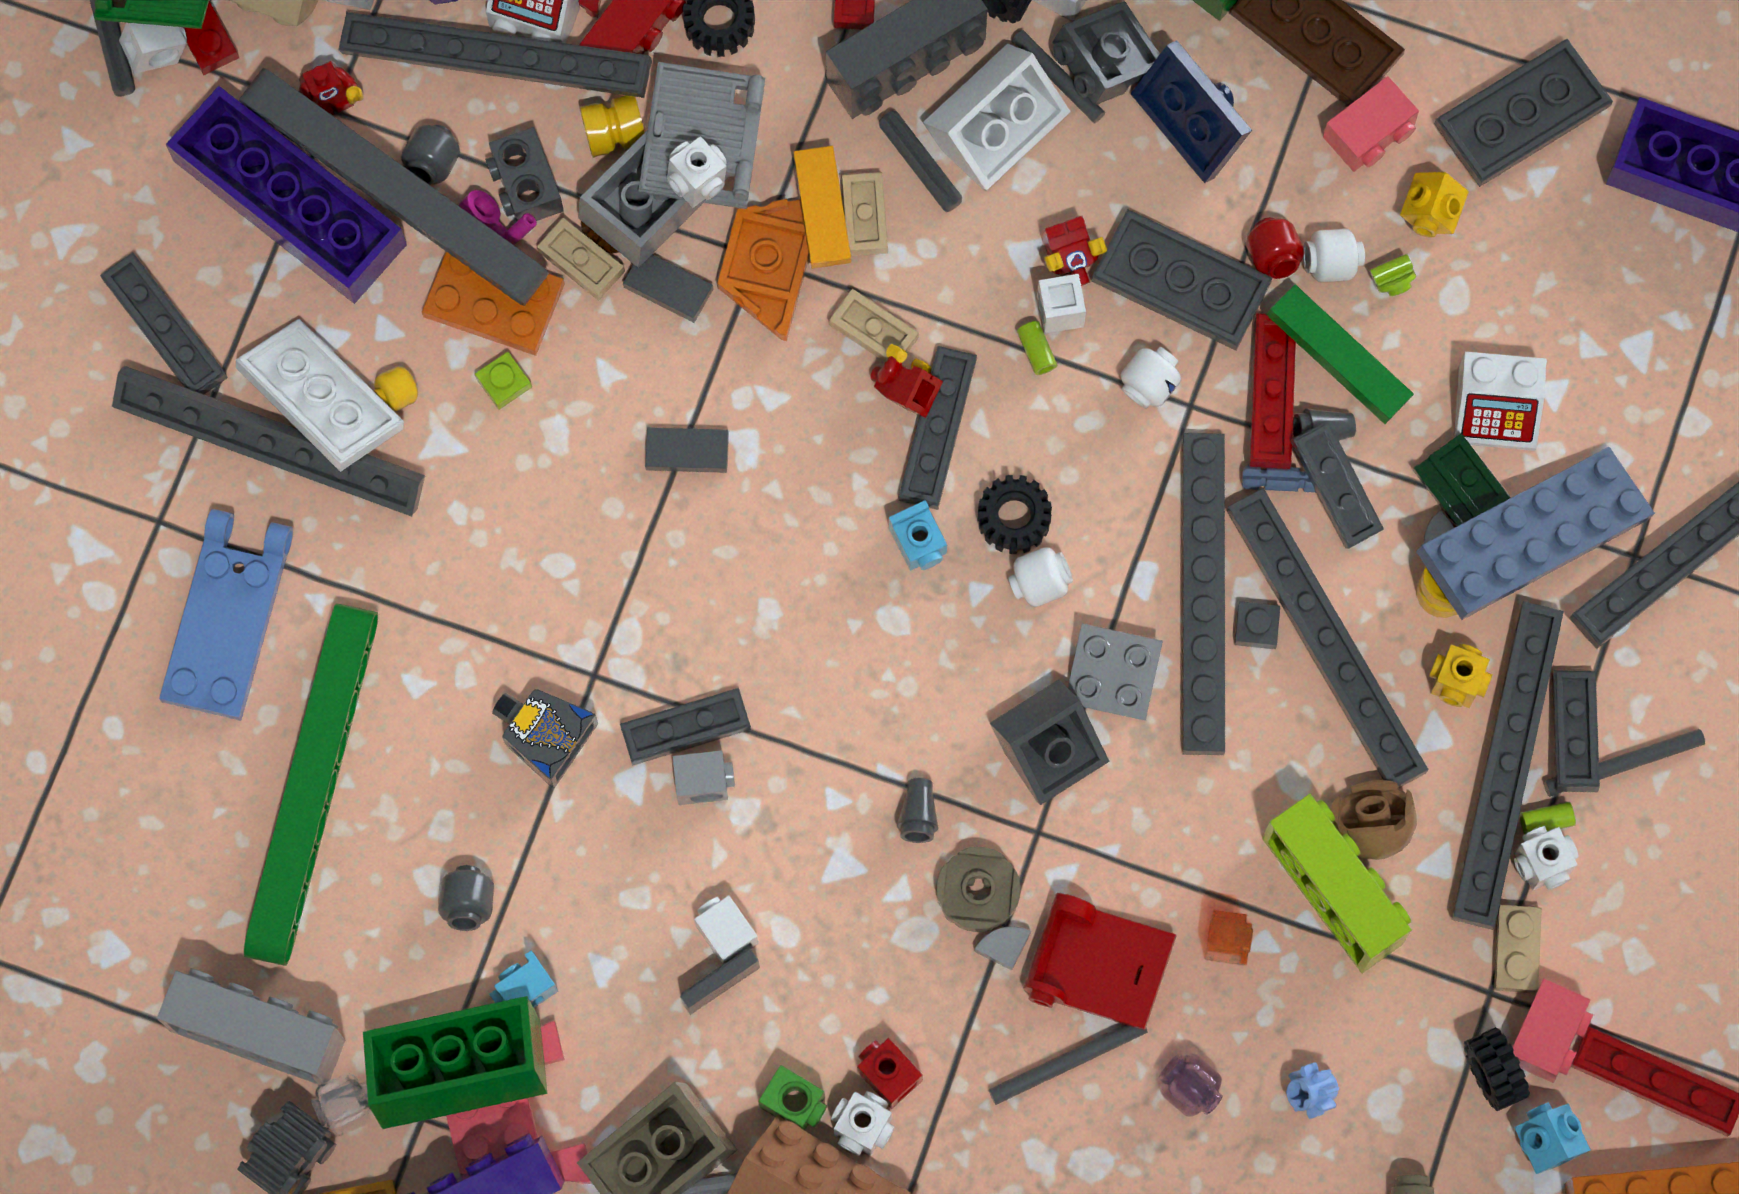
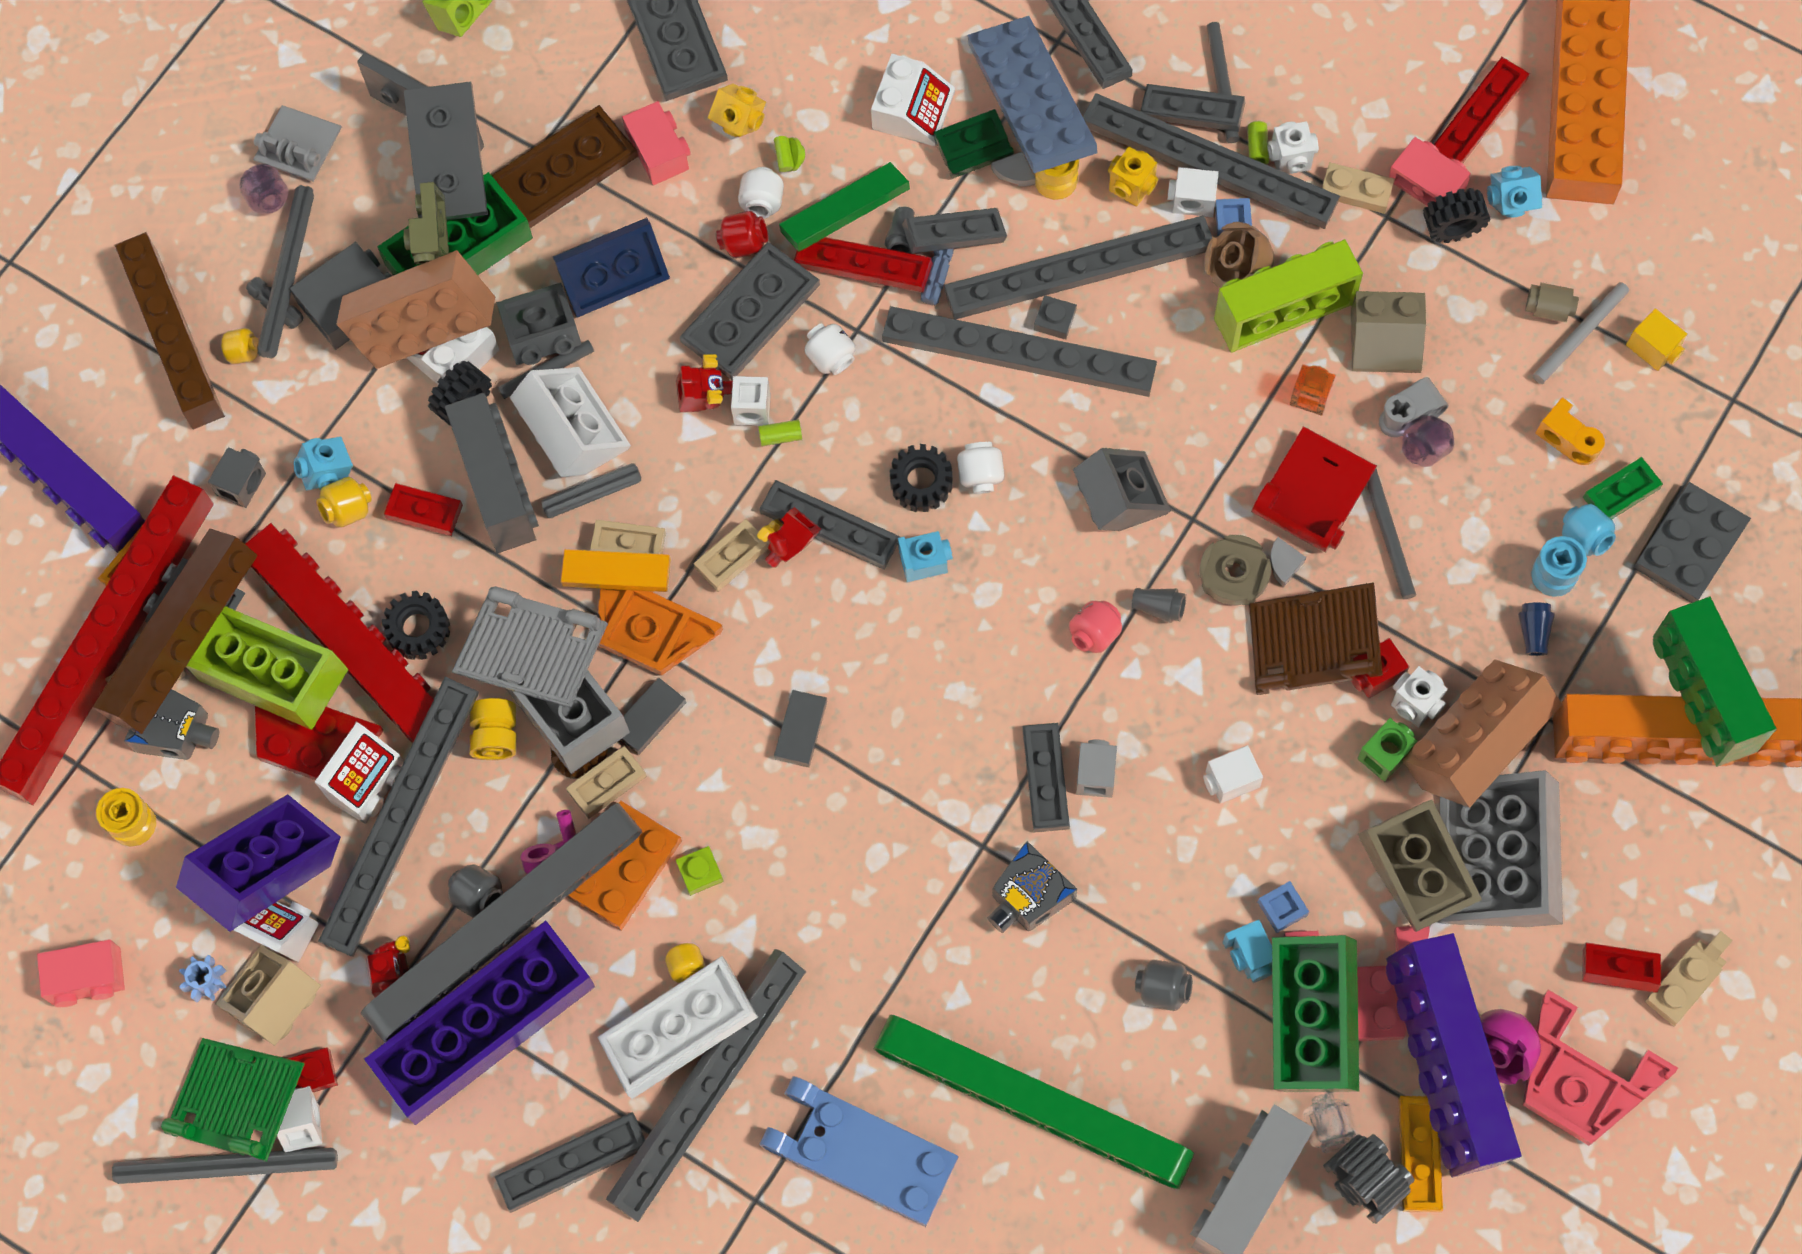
camera: 75 degrees left, 5 degrees down
(530, 175) = (519, 804): dark grey brick -> none
(583, 1013) = (1283, 907): none -> medium blue plate
(696, 182) = (569, 648): white brick -> none
(719, 981) = (1277, 789): dark grey tile -> none
(872, 743) = (1096, 626): none -> coral head
(907, 992) = (1315, 638): none -> reddish brown window
(1114, 671) = (1071, 427): light grey hinge -> none
(1240, 1066) = (1410, 406): none -> light grey piece
(1312, 1090) = (1448, 352): light blue gear -> none
(1324, 1015) = (1388, 331): none -> dark tan slope
(1438, 806) = (1232, 211): none -> medium blue plate
(1458, 753) = (1194, 192): none -> white brick

